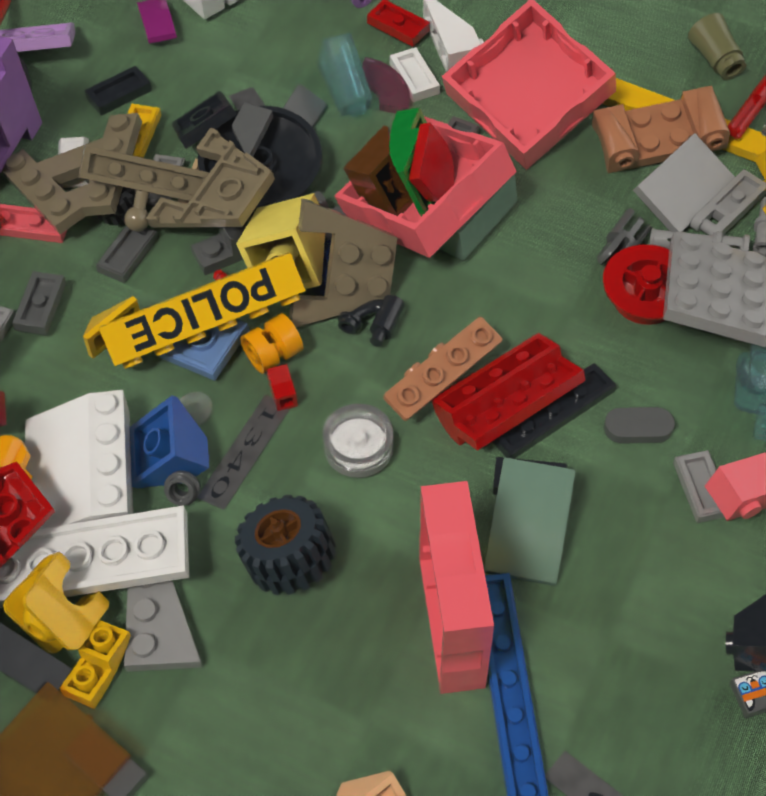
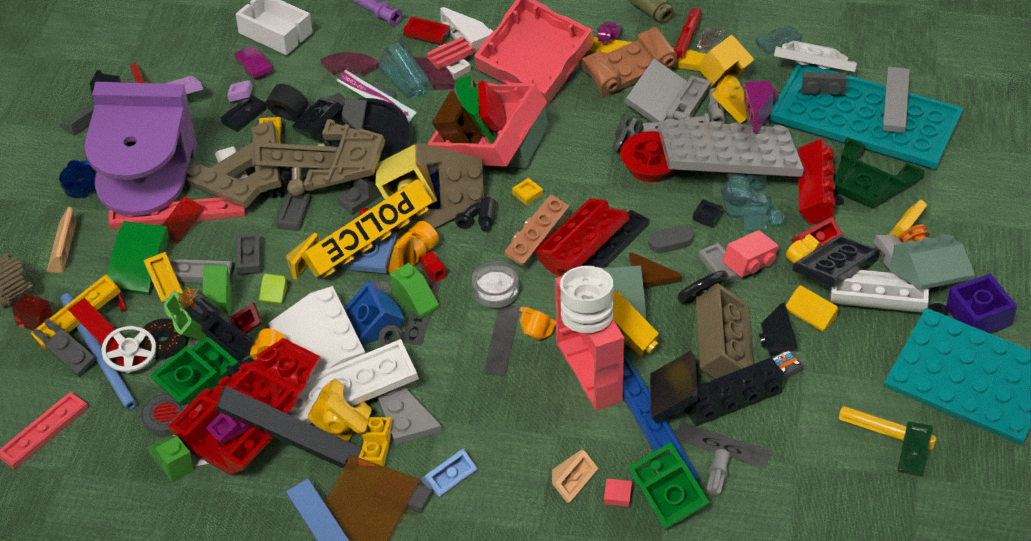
camera: 15 degrees left, 10 degrees down
(51, 368) = (273, 289): none -> lime slope
(123, 57) = (239, 90): none -> lavender tile
(174, 88) = (287, 102): none -> black tyre
(185, 748) = (449, 473): none -> light blue slope
(239, 421) = (413, 290): none -> bright green slope
(241, 364) = (402, 253): none -> light orange slope
(282, 47) = (350, 62): none -> clear pink tile
(285, 544) = (472, 348): black wheel -> none
(291, 100) = (368, 91): none -> sticker
(349, 521) = (502, 340): none -> flat silver sticker
(394, 522) = (536, 323): none -> light orange piece
(417, 61) = (450, 53): none -> coral tile
(449, 549) = (586, 299): none -> white wheel
(456, 297) = (527, 191): none -> yellow tile
(528, 568) = (636, 330): none -> yellow slope
(565, 699) = (673, 387): none -> black tile
(594, 476) = (654, 273): none -> reddish brown tile
(643, 77) = (608, 31): none -> magenta plate
(660, 726) = (736, 391): none -> black brick
(661, 527) = (701, 286): none -> black plate
(673, 617) = (723, 332): none -> dark tan slope
(706, 397) = (707, 213): none -> black plate

